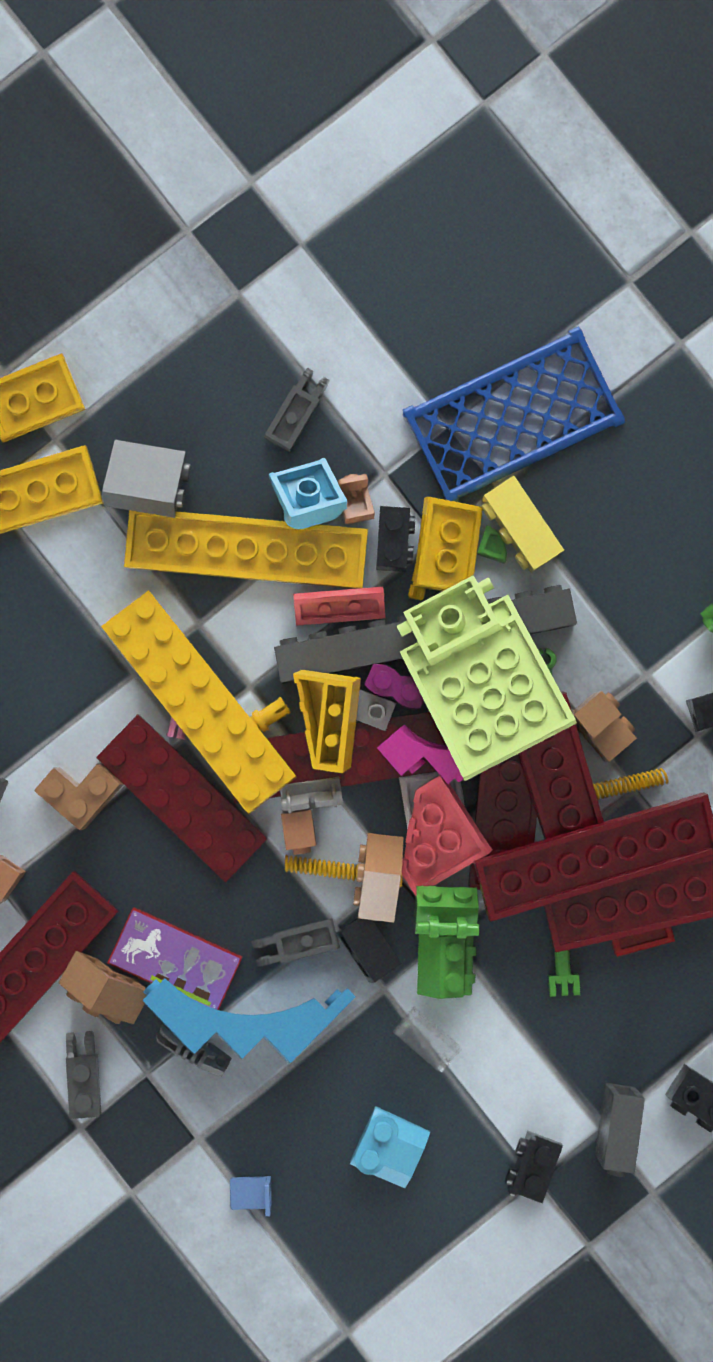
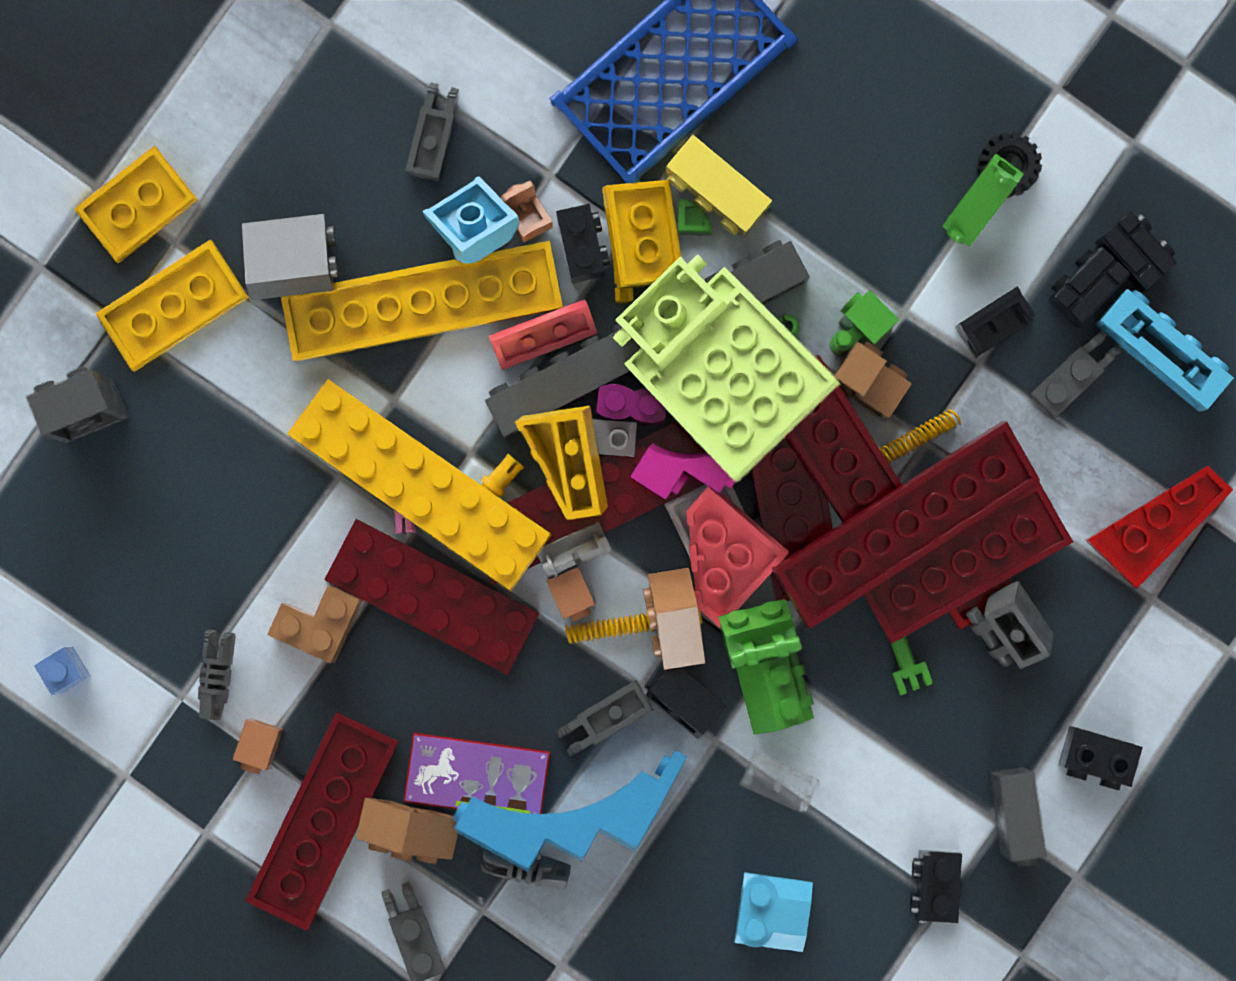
camera: 15 degrees left, 0 degrees up
(612, 674) = (864, 321): none -> bright green brick
(661, 969) = (1012, 627): none -> dark grey brick

